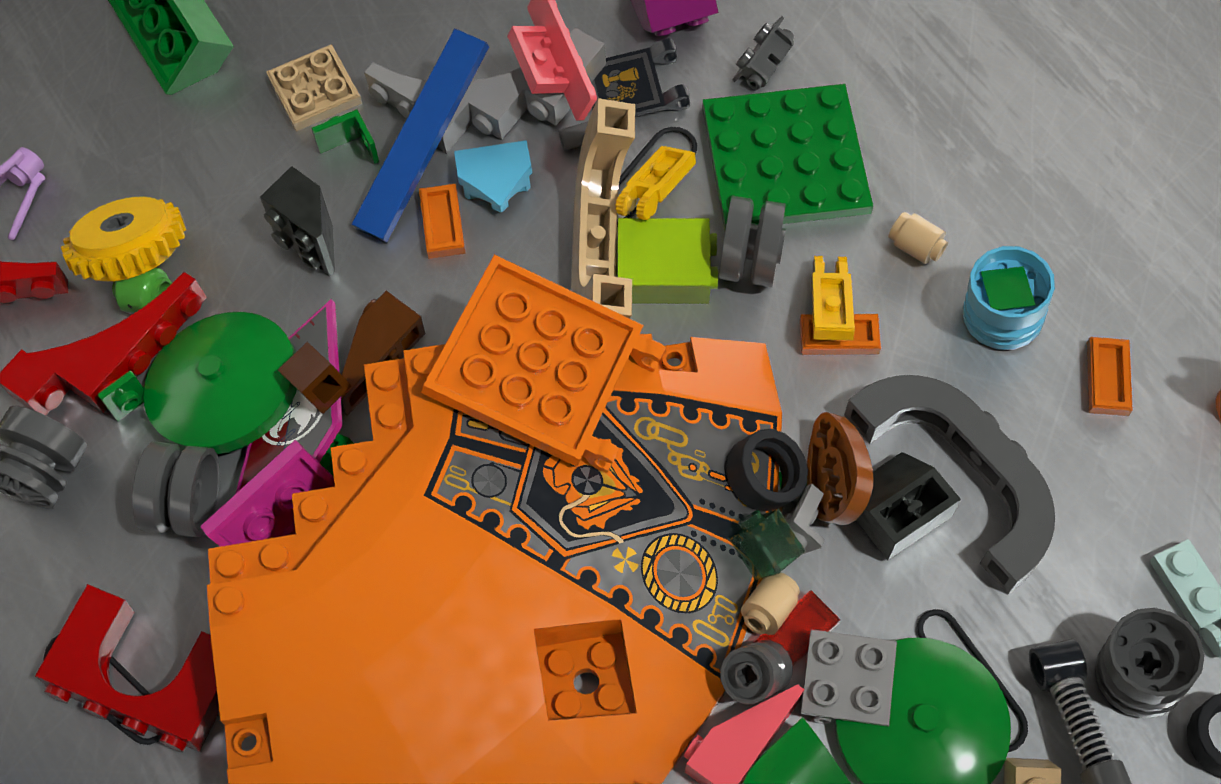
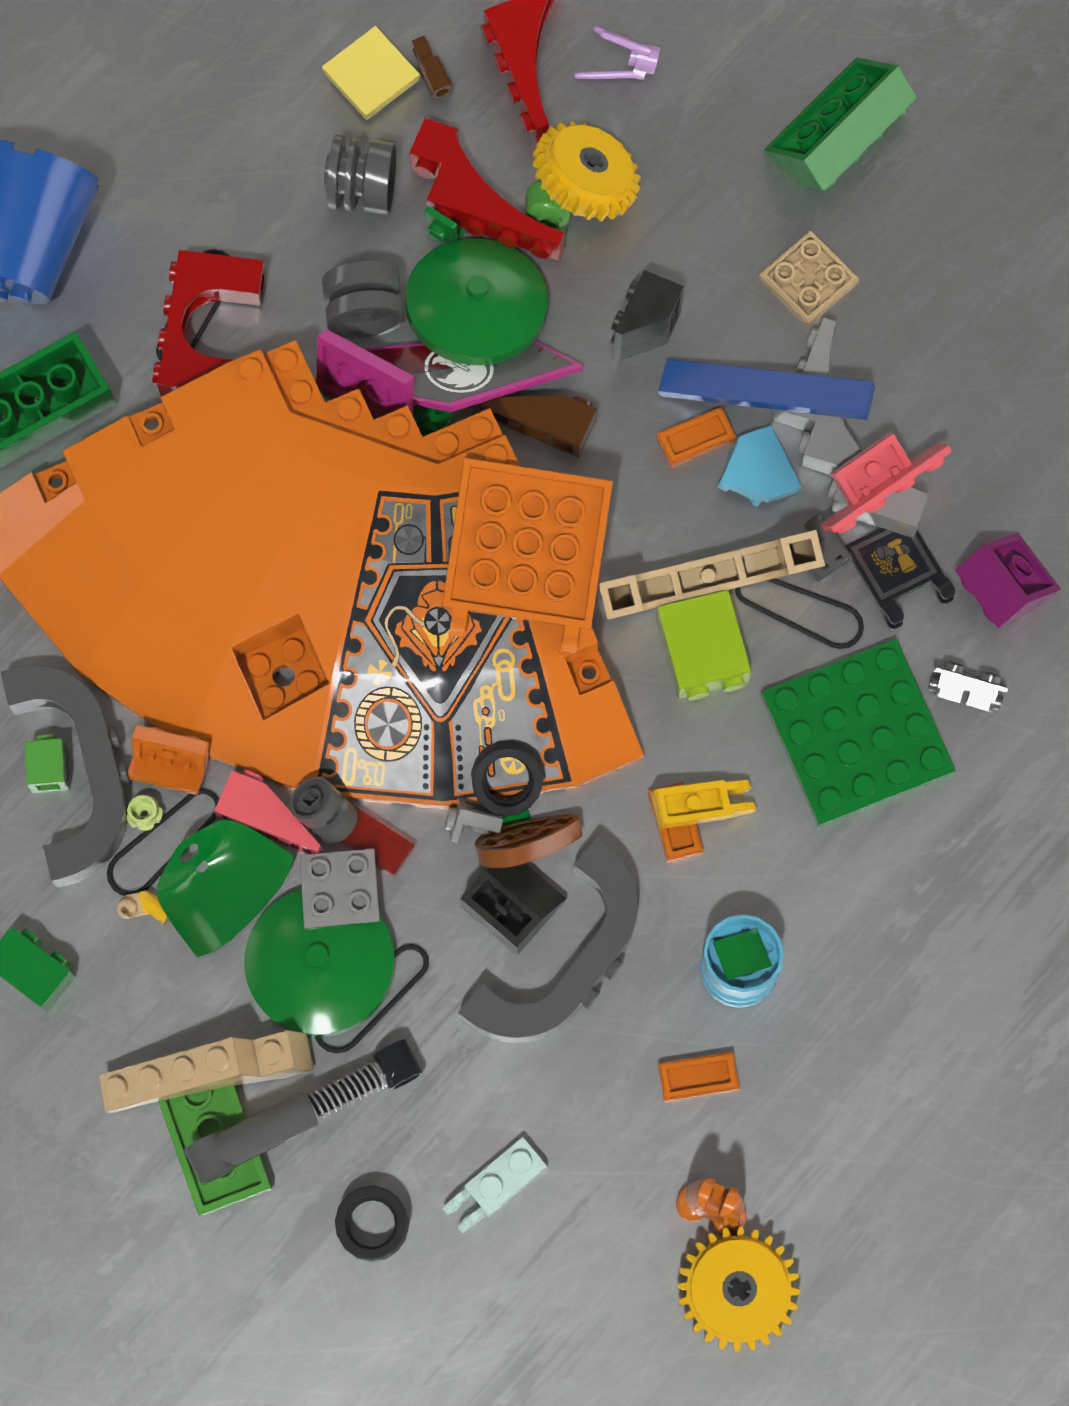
camera: 75 degrees right, 10 degrees up
(314, 377) = (485, 374): reddish brown brick -> none
(342, 130) = (765, 319): green bracket -> none
(654, 181) = (780, 613): yellow hinge -> none
(752, 241) = (735, 715): dark grey wheel -> none
(766, 543) = (438, 792): clear green brick -> none
(770, 604) = (388, 810): tan brick -> none
(918, 237) = (794, 872): tan brick -> none
(1167, 651) = (415, 1113): dark grey wheel -> none

